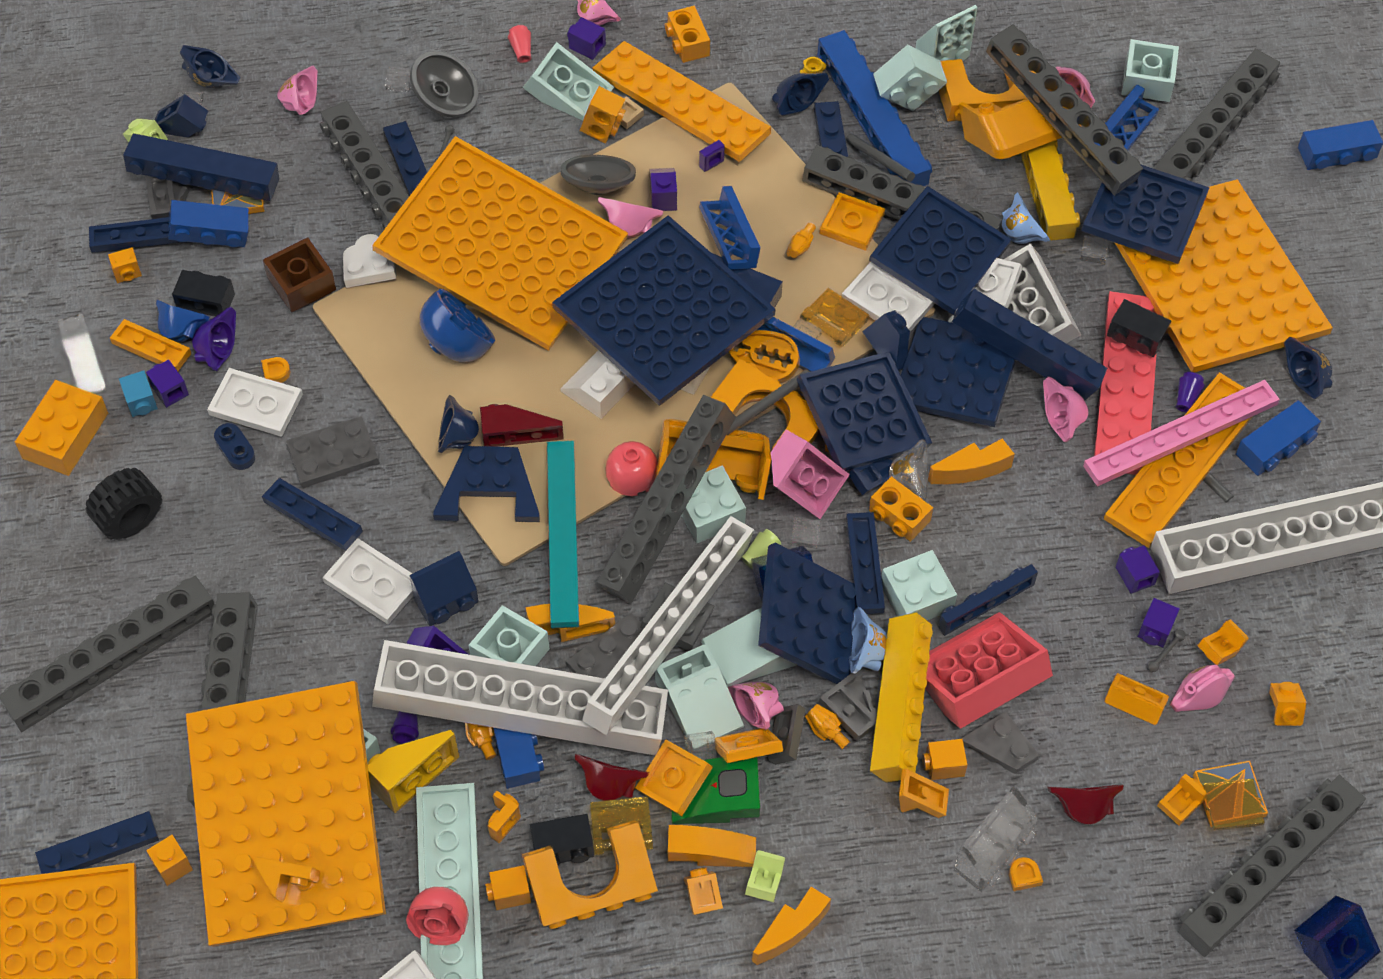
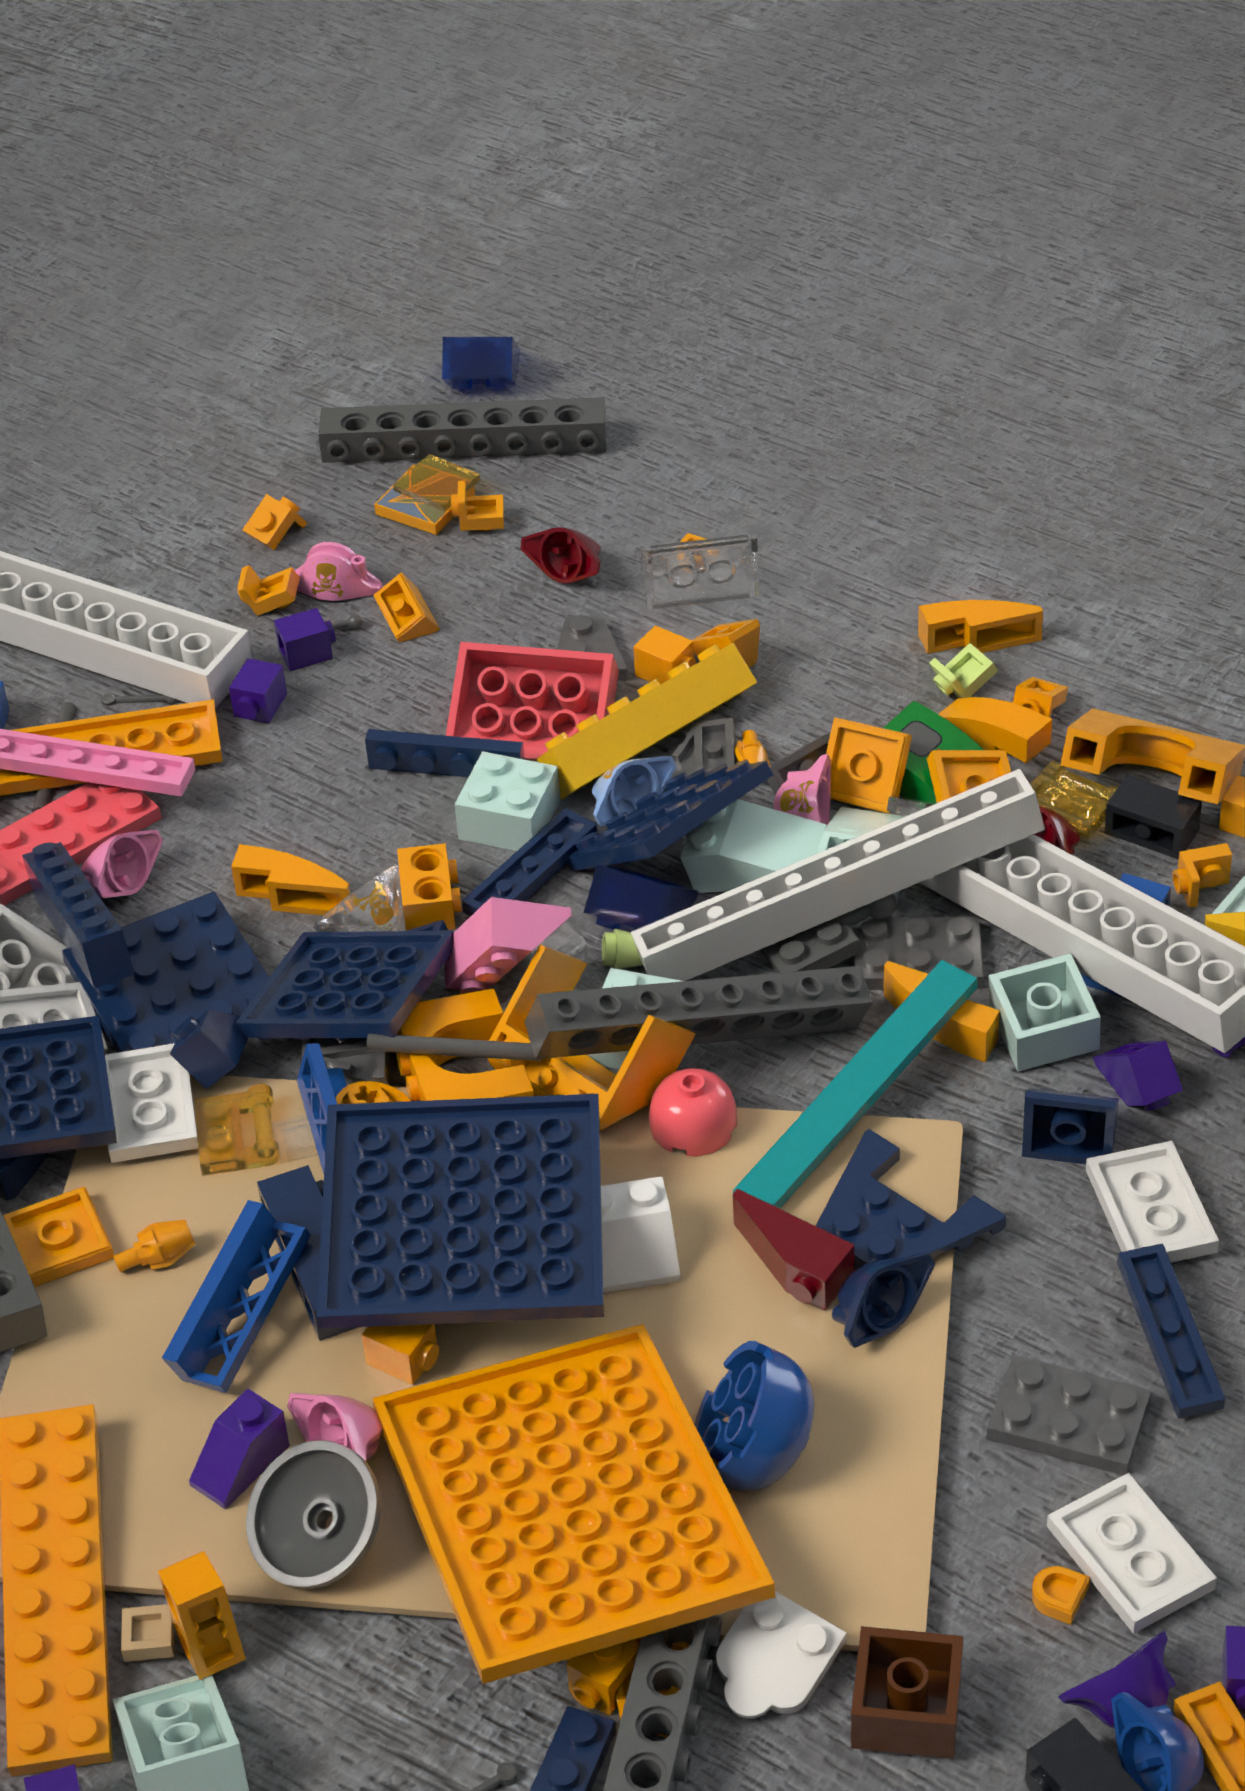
camera: 135 degrees left, 15 degrees down
(233, 444) = (1209, 1512): dark blue plate -> none
(711, 155) = (124, 1444): dark purple tile -> none

